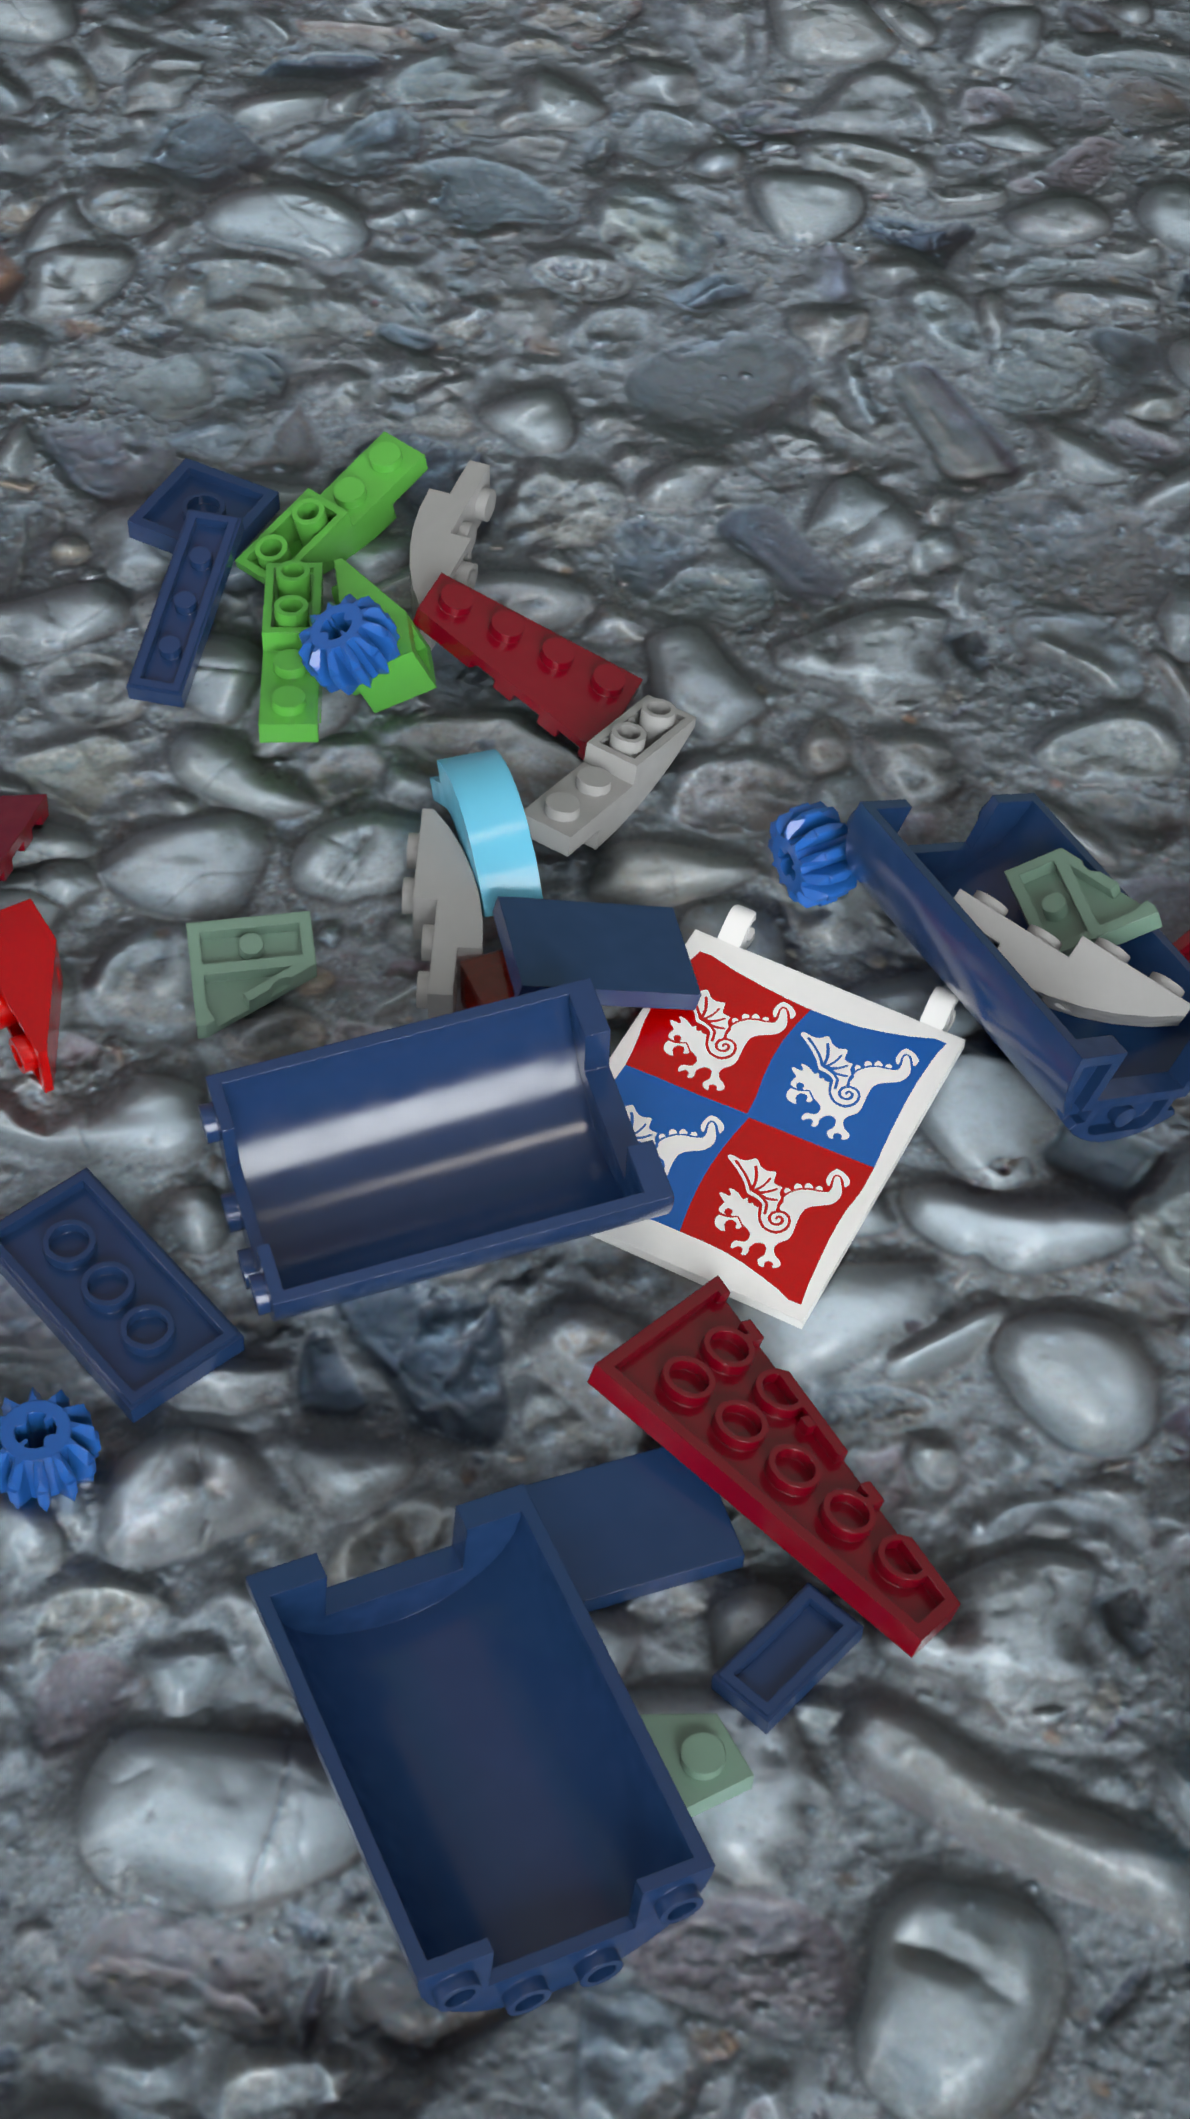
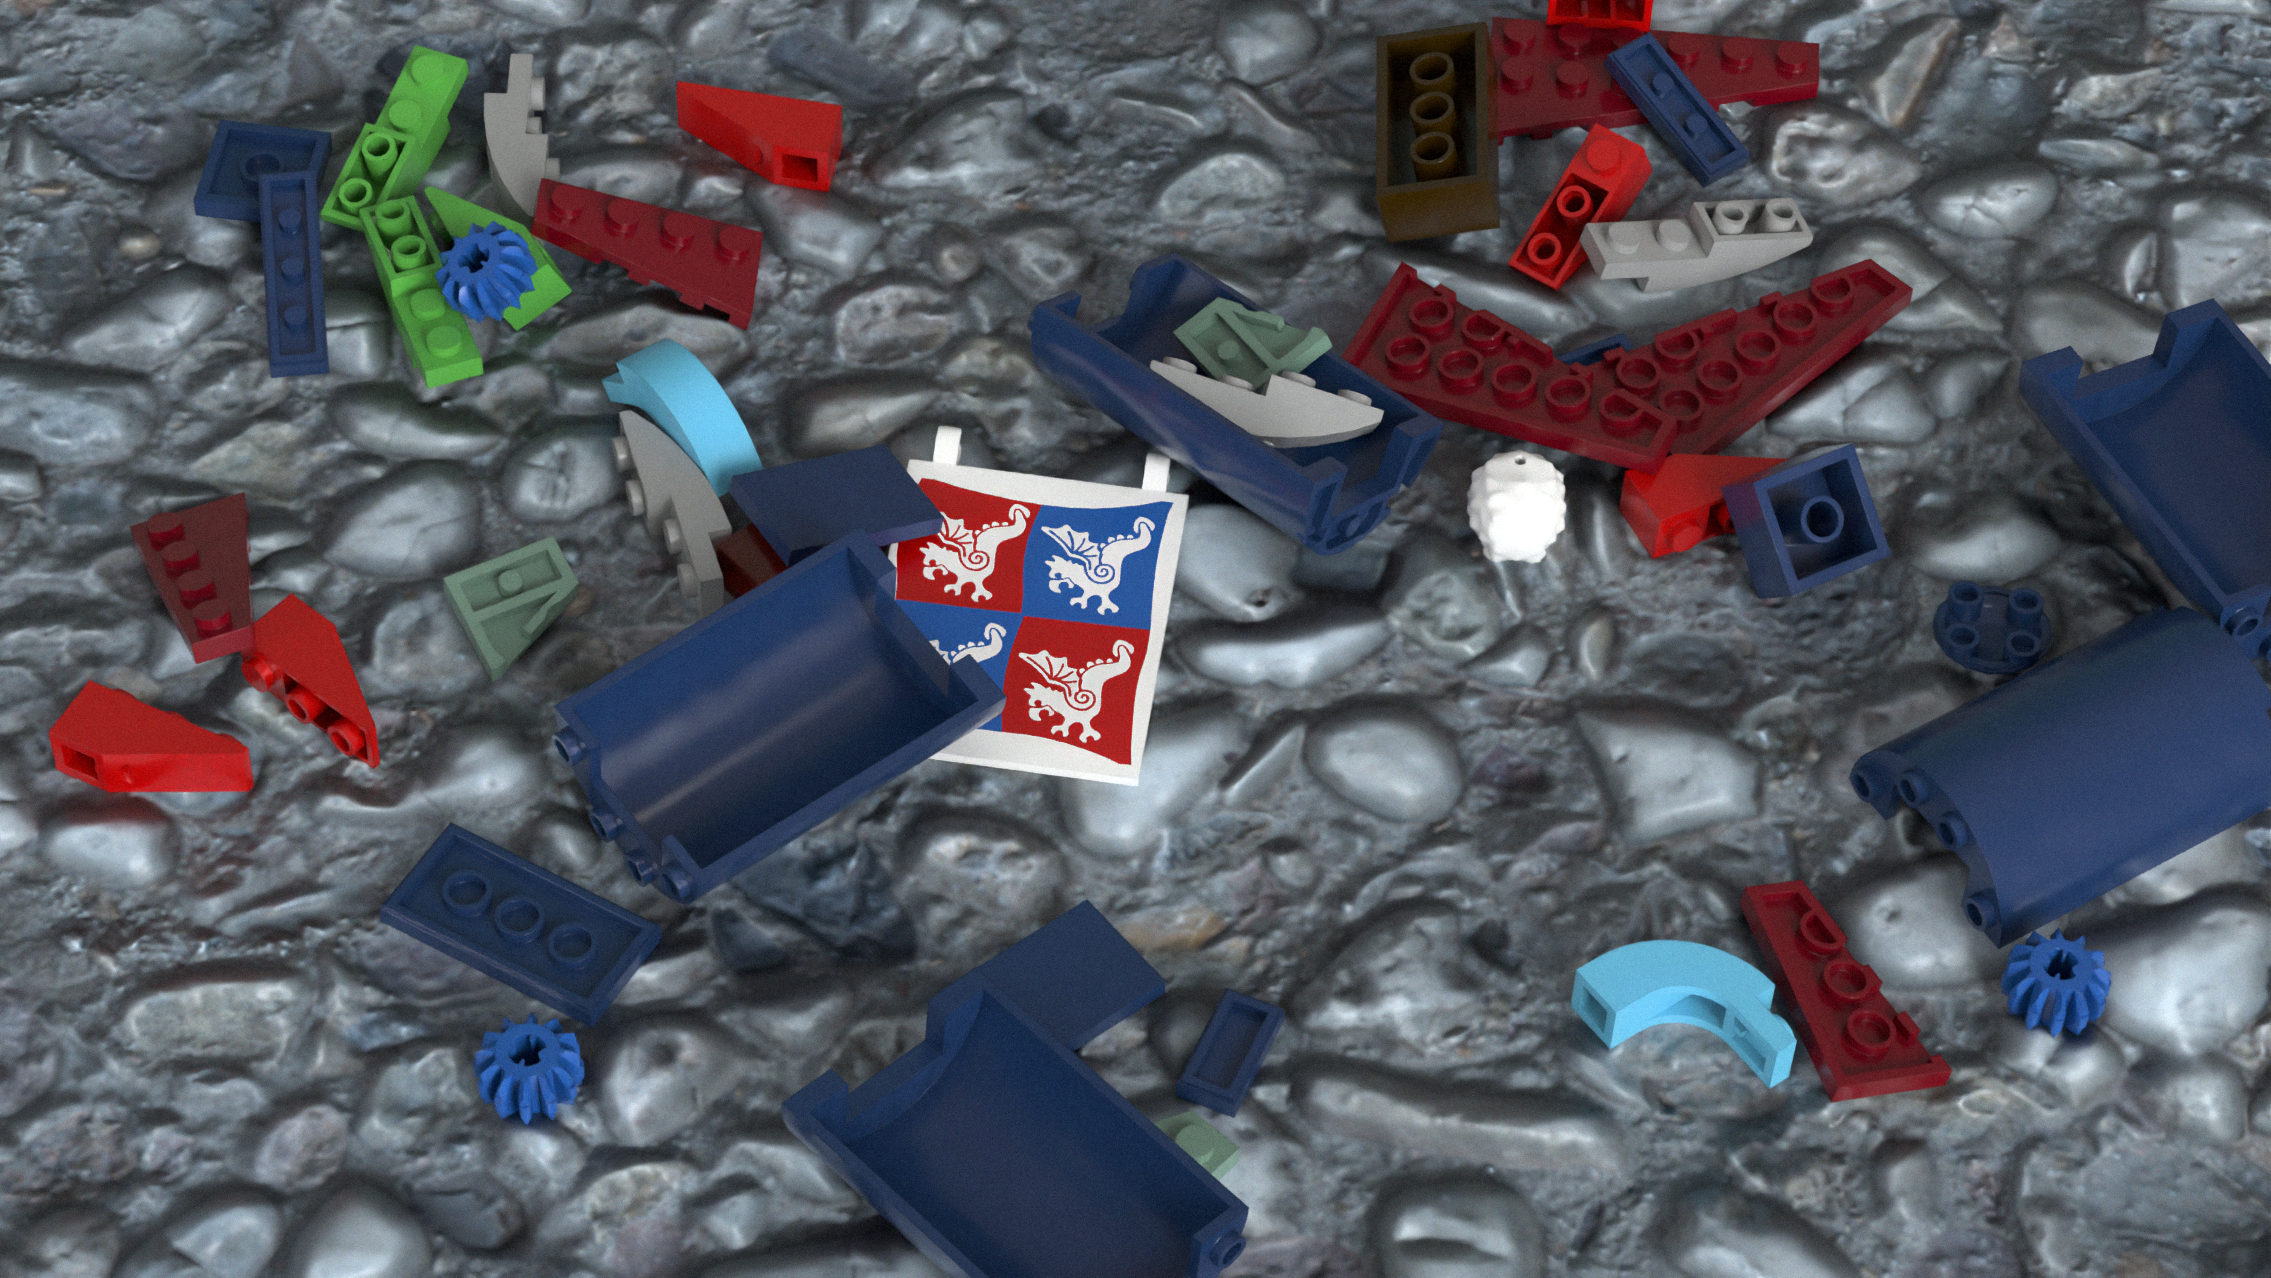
camera: 20 degrees left, 0 degrees up
(614, 778) = (776, 333): light grey slope -> none
(687, 592) = (770, 134): none -> red slope
(768, 1451) = (1154, 892): dark red wing -> none
(811, 854) = (993, 361): blue gear -> none

